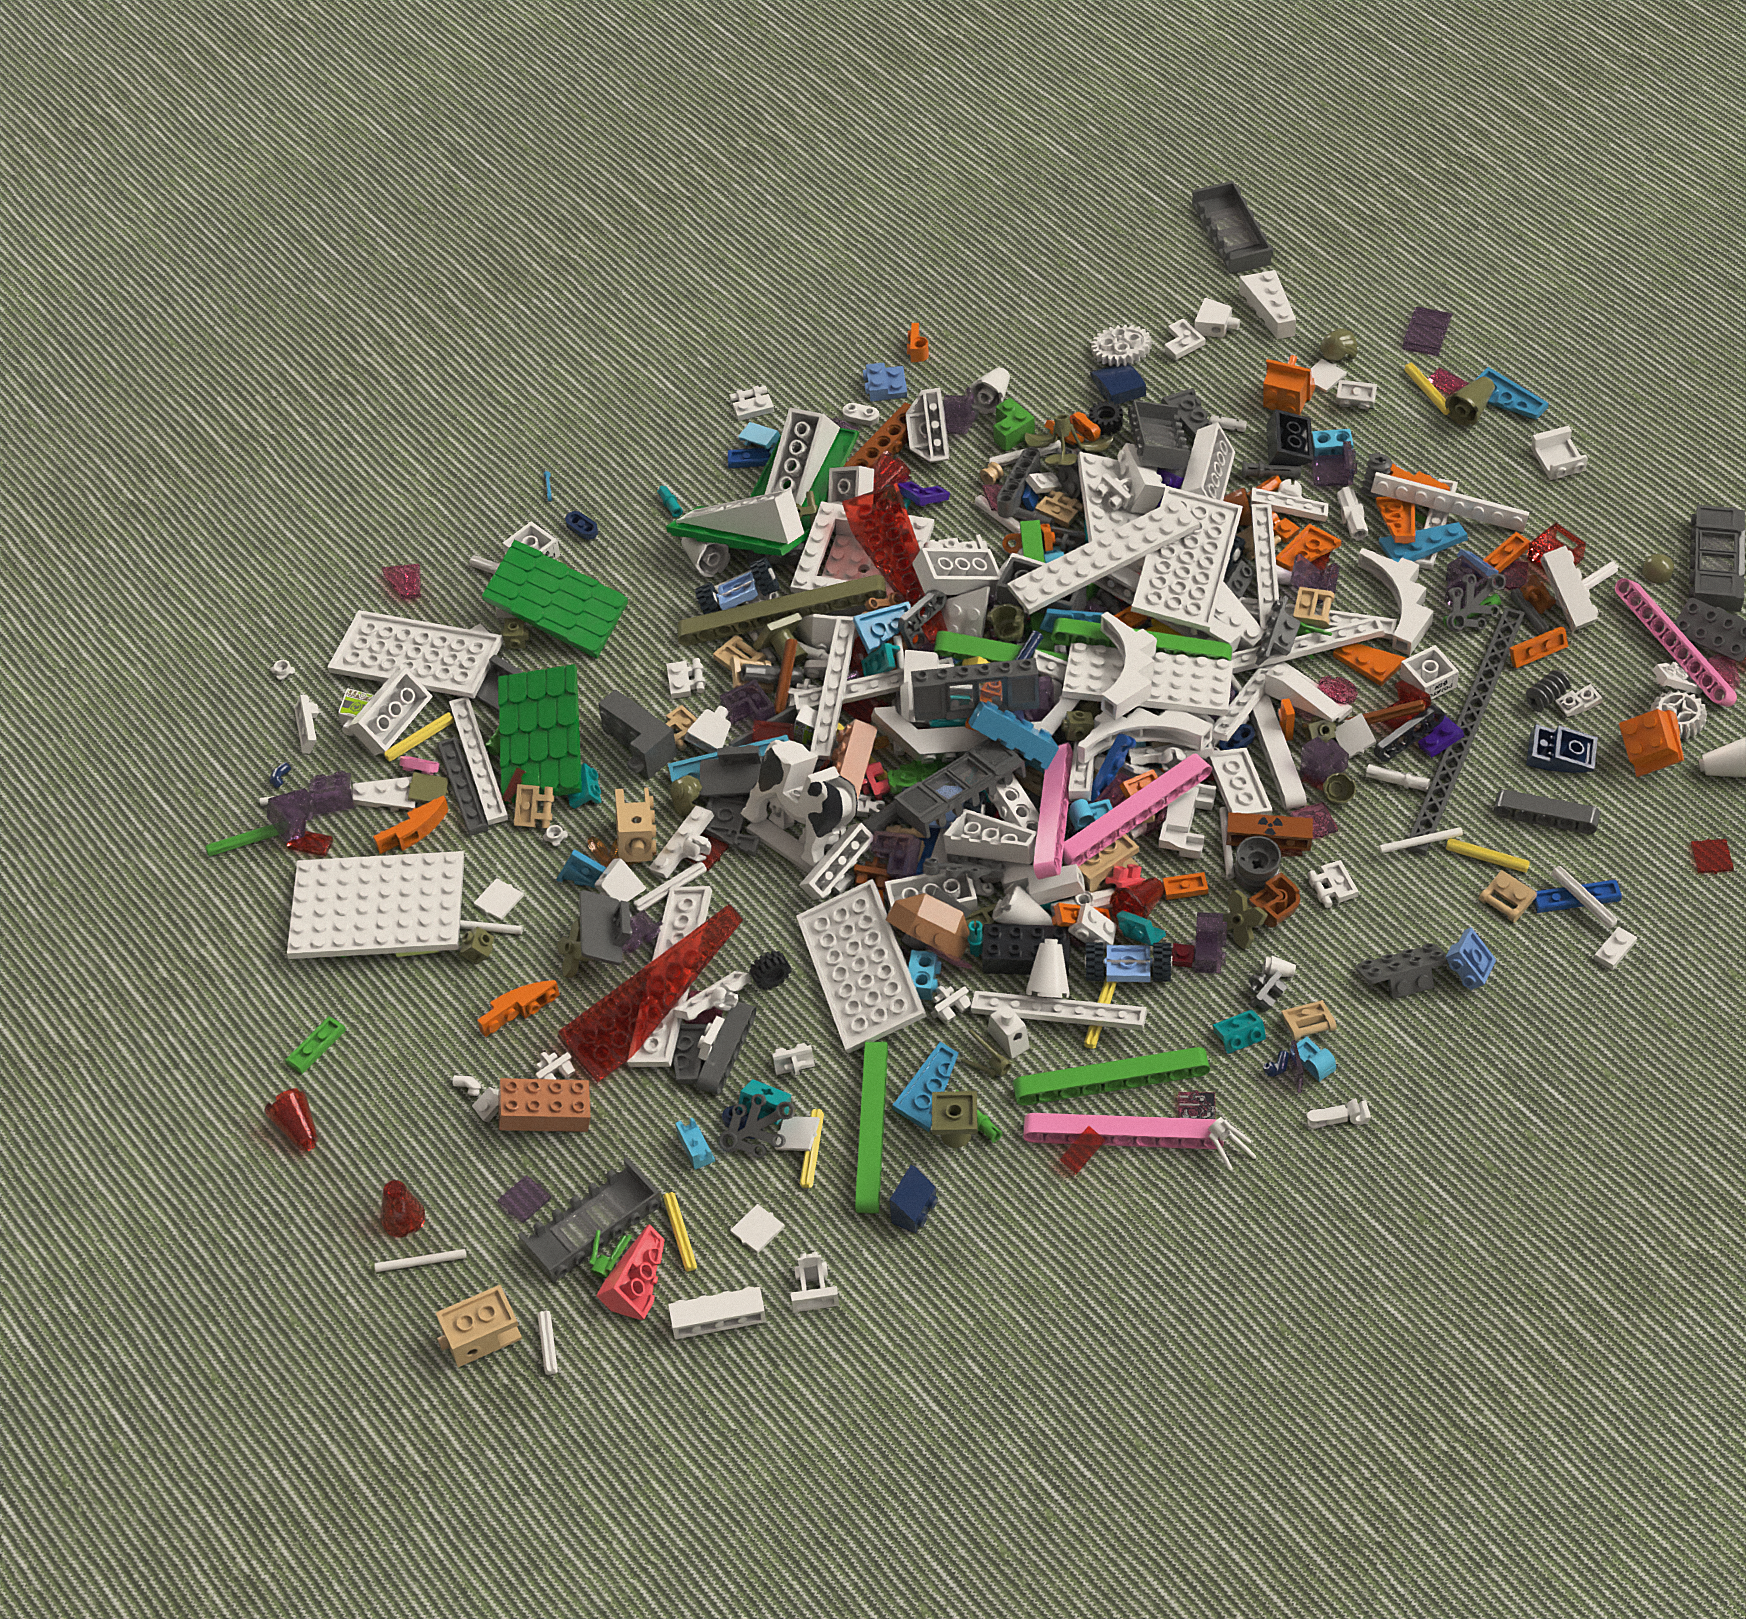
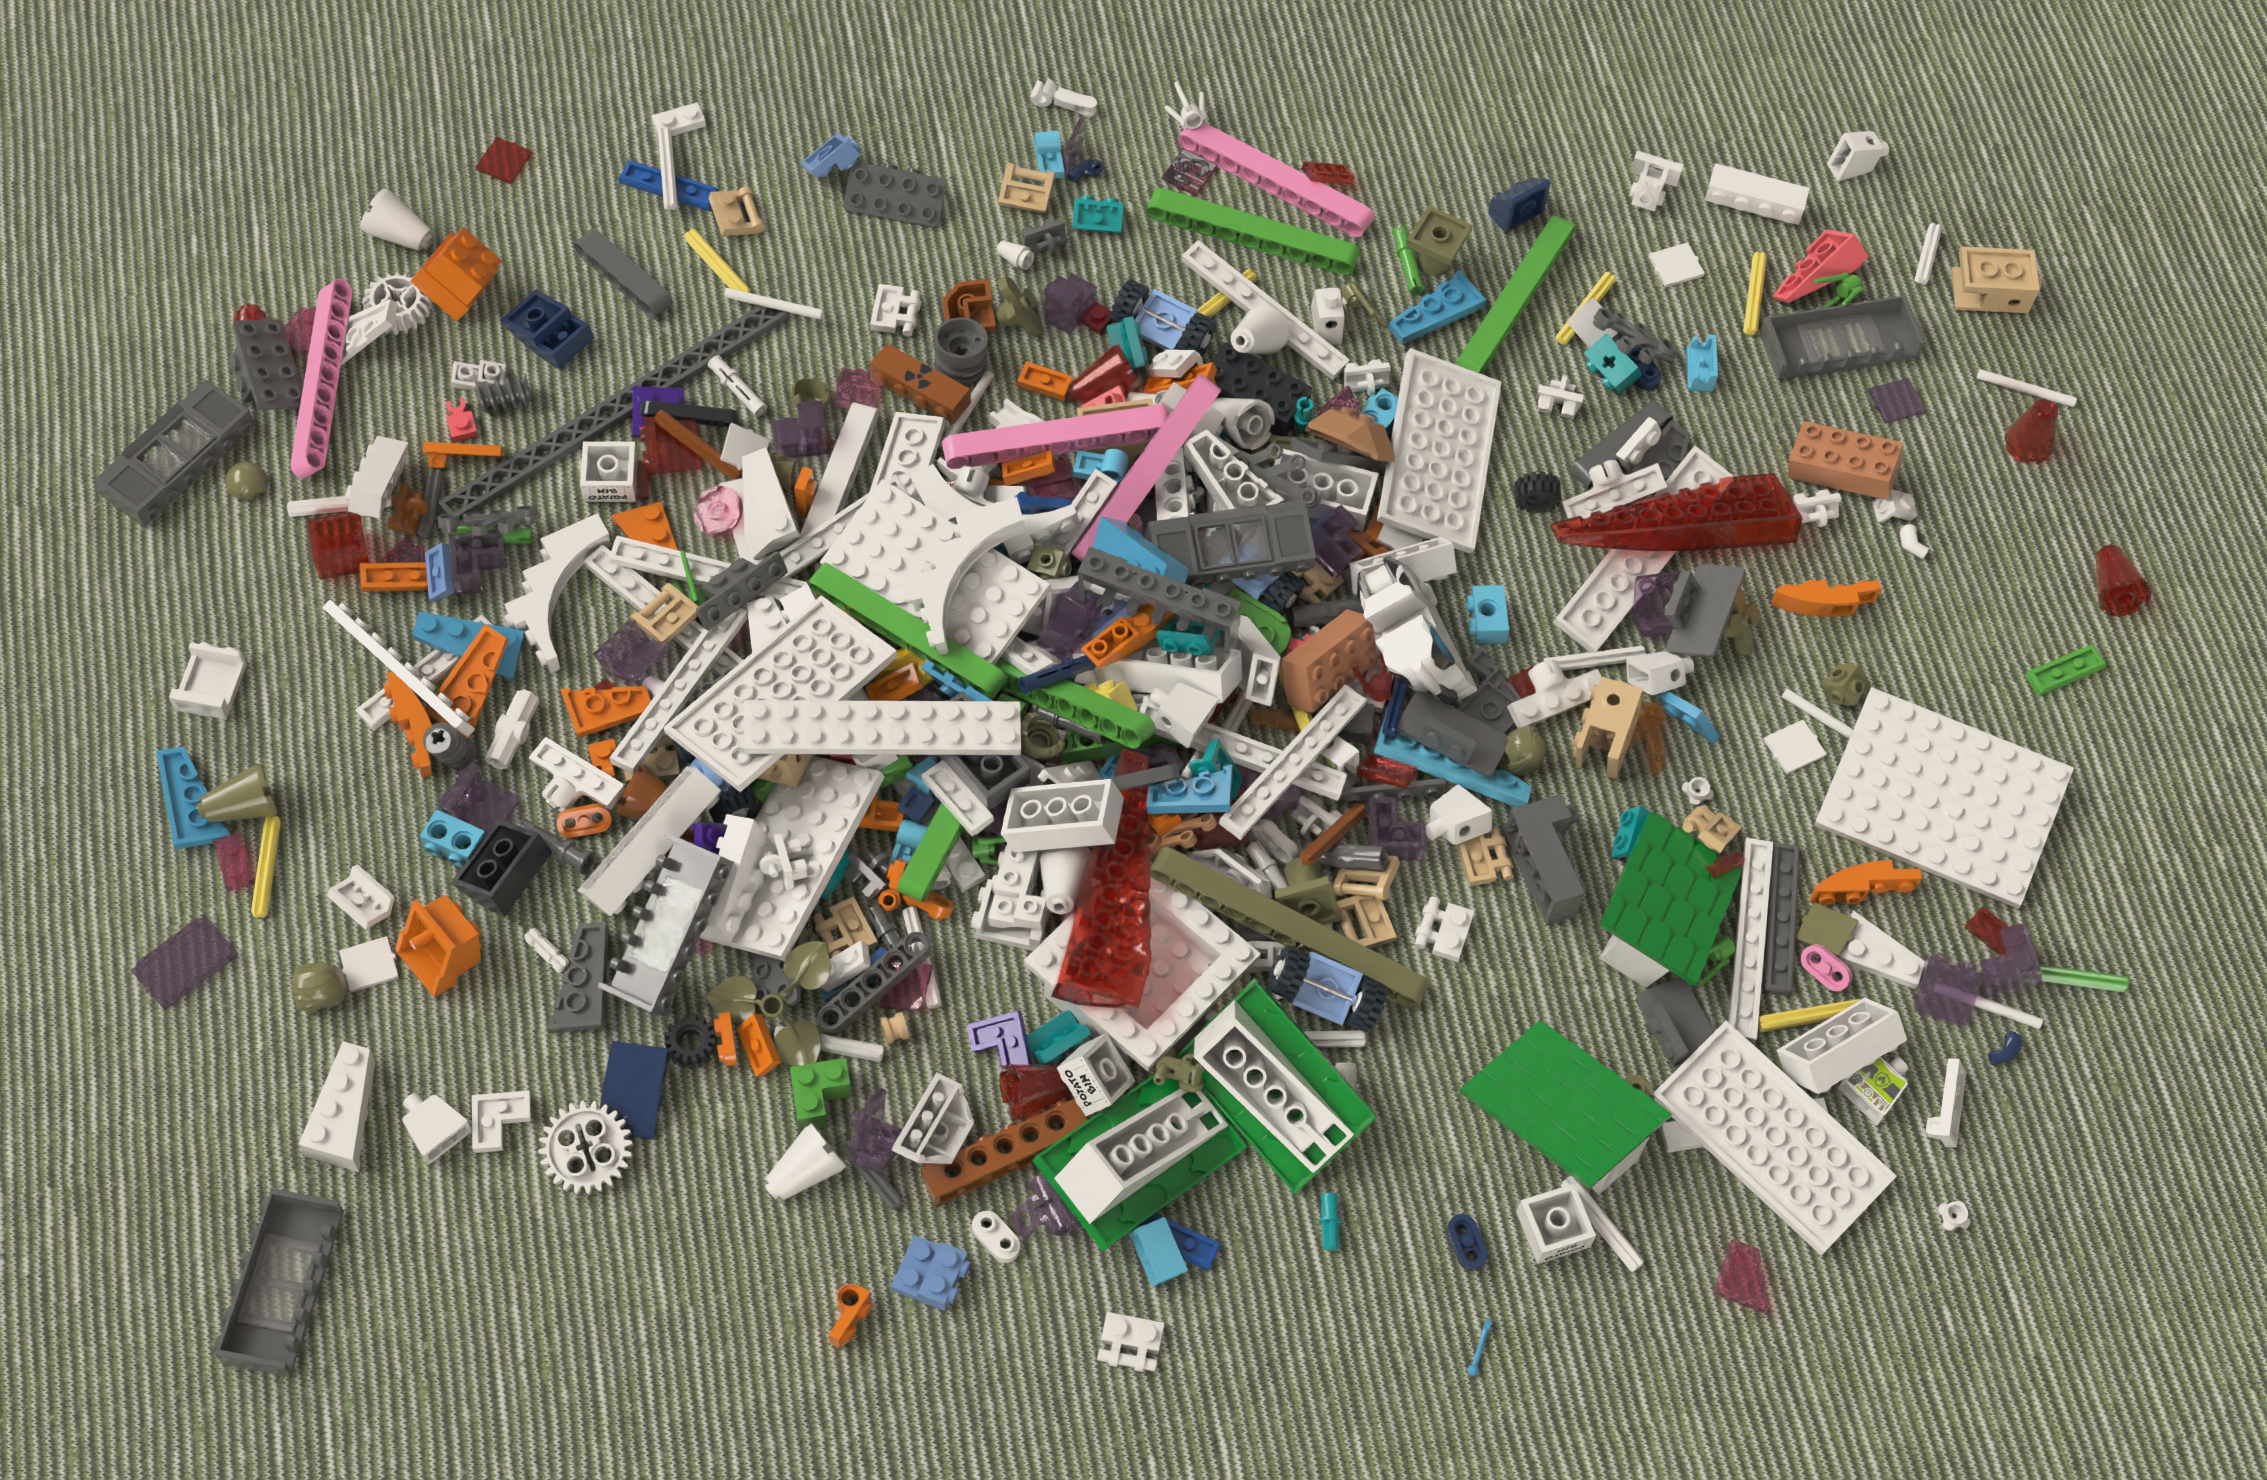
camera: 160 degrees left, 10 degrees up
(644, 1395) = (1856, 154): none -> white torso
(761, 876) = (1488, 600): none -> medium azure brick
(1558, 663) = (461, 422): none -> coral plate

